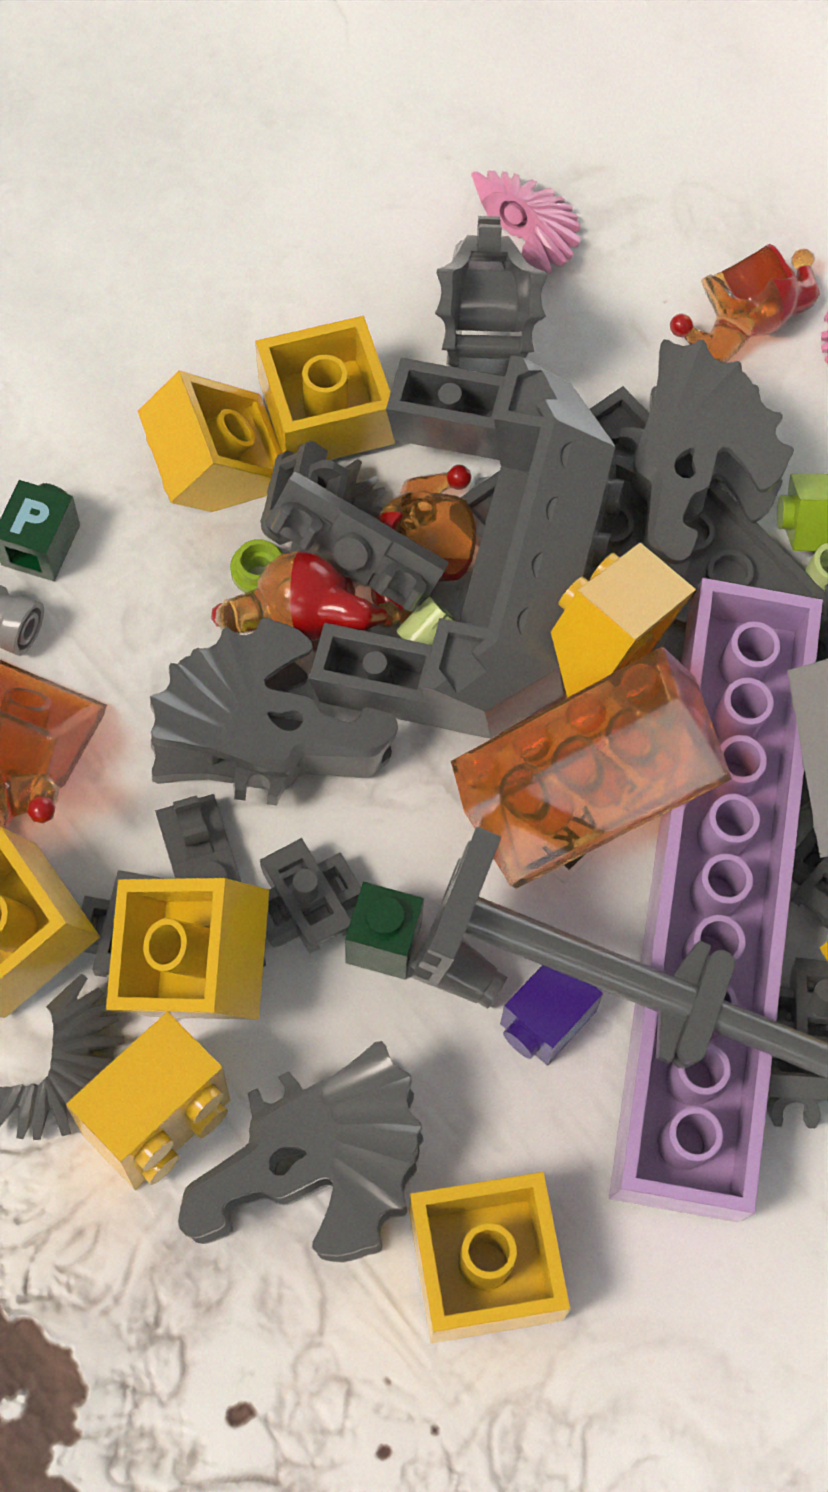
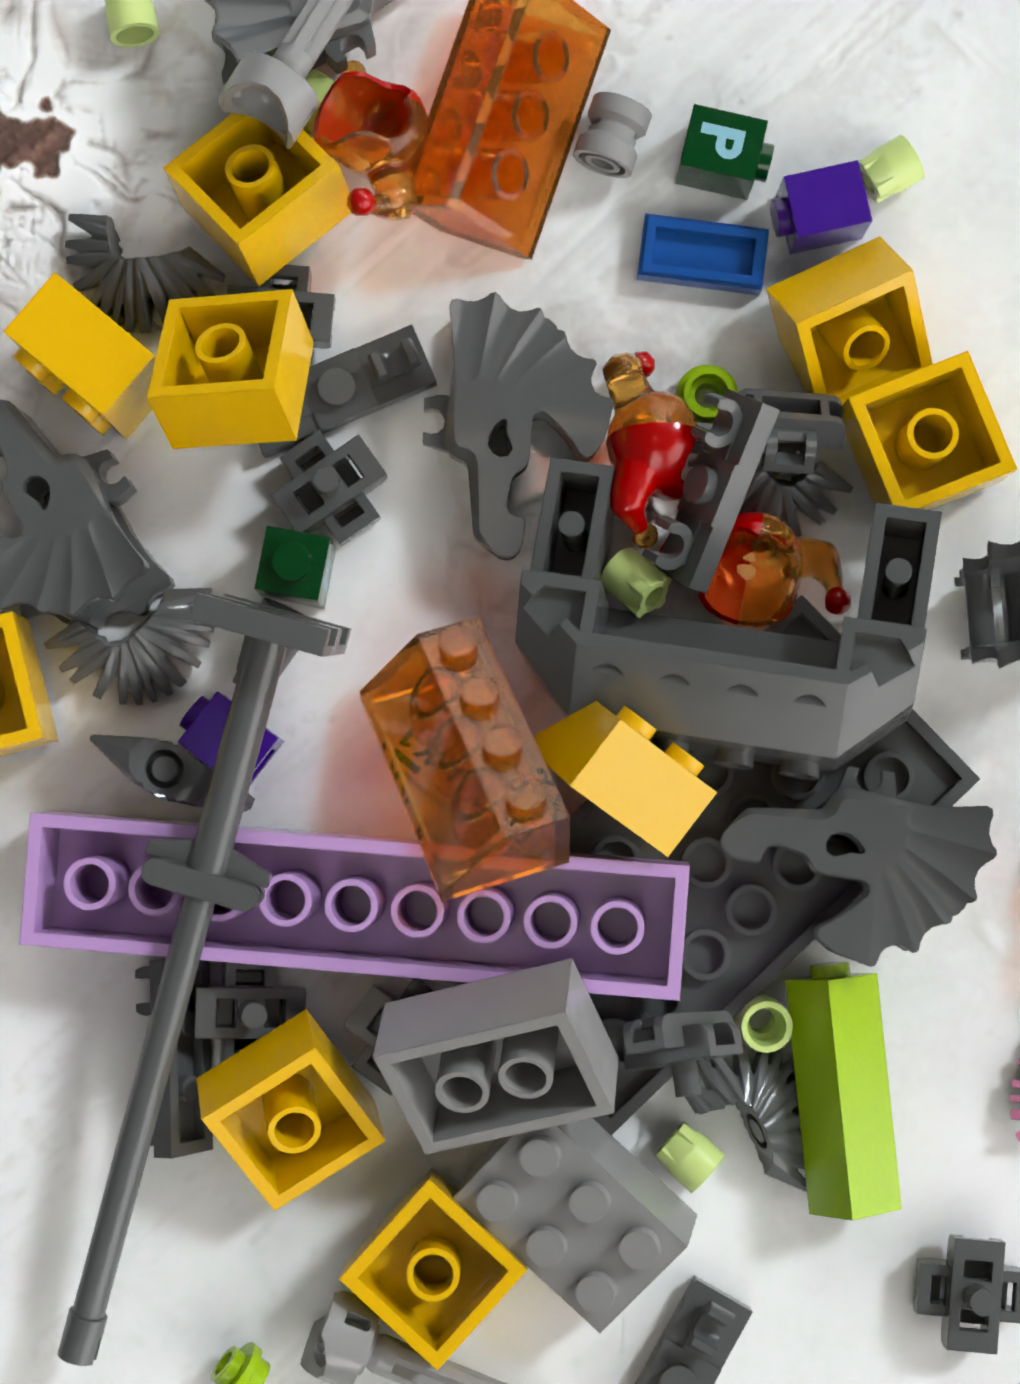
camera: 85 degrees right, 20 degrees up
(75, 403) = (891, 169): none -> yellowish green hose
(102, 455) = (821, 207): none -> dark purple brick
(125, 562) = (702, 254): none -> blue tile
(451, 1093) = (142, 652): none -> dark grey hair
(581, 1059) = (160, 768): none -> dark grey hair

